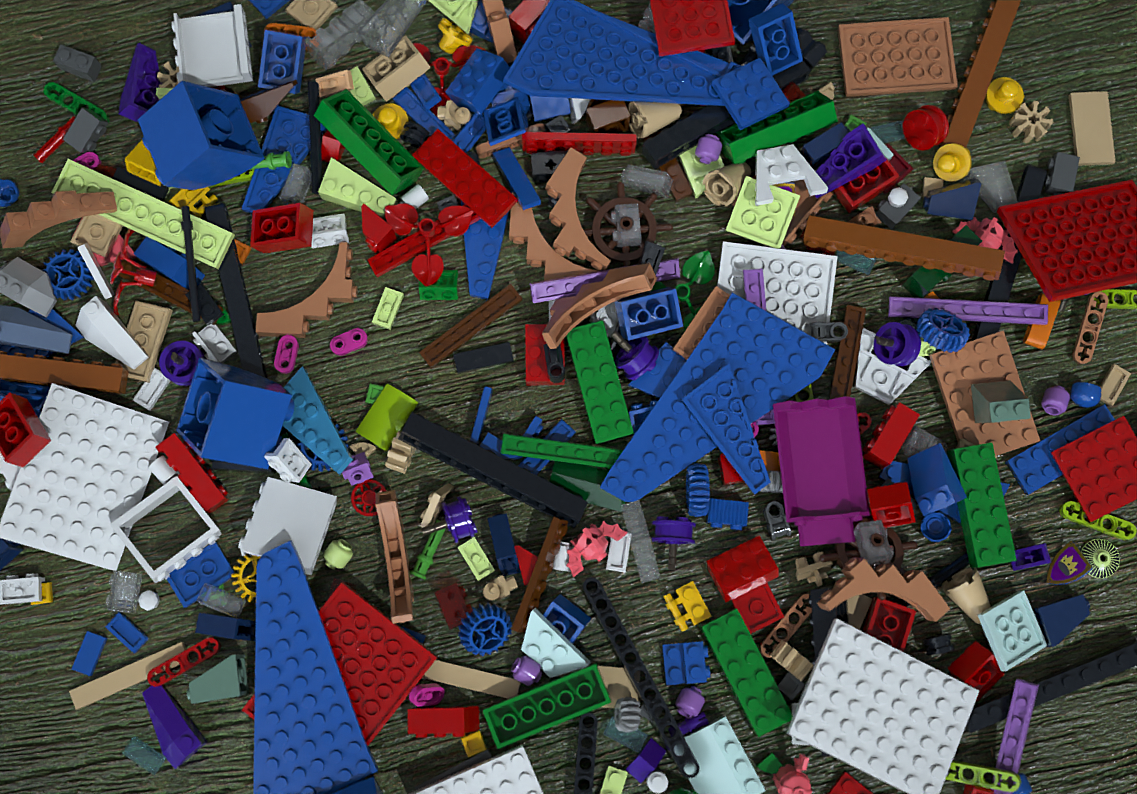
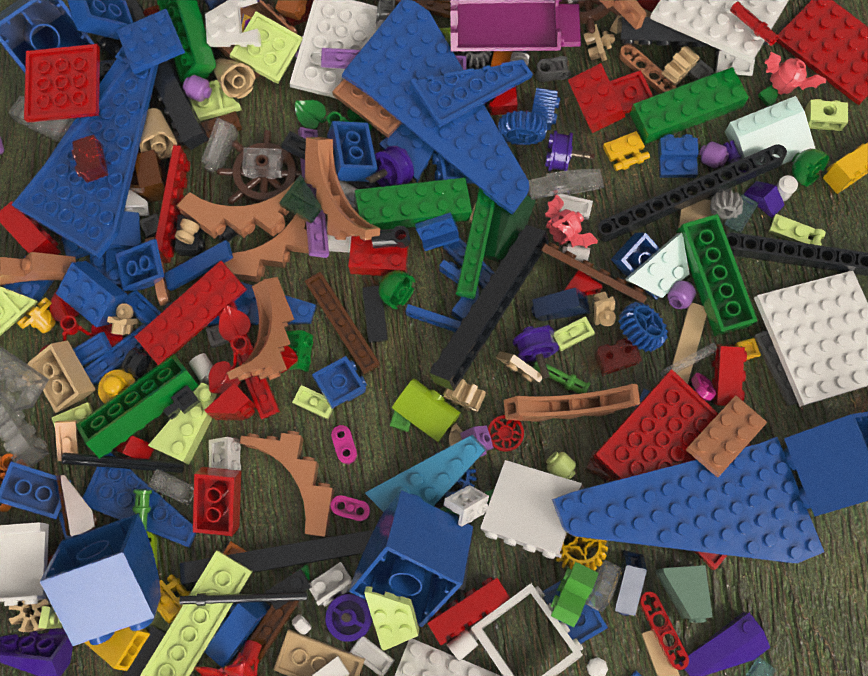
camera: 80 degrees left, 5 degrees down
(176, 321) = (301, 624): none -> white tile
(179, 400) = (392, 618): none -> yellowish green wing
(212, 570) = (573, 593): none -> bright green brick
(370, 716) = (726, 436): none -> nougat plate
(372, 184) = (183, 401): none -> black plate
(407, 329) = (340, 382): none -> blue plate
(441, 258) = (272, 337): none -> nougat arch
(452, 679) = (691, 359): none -> clear tile
(508, 374) = (396, 288): none -> green cylinder
(547, 161) = (187, 230): none -> tan wheel
(572, 412) = (438, 231): none -> blue bracket
(585, 268) = (301, 201): none -> clear green wing
(604, 55) = (89, 158): none -> clear red brick
(829, 733) = (760, 28): none -> red pin

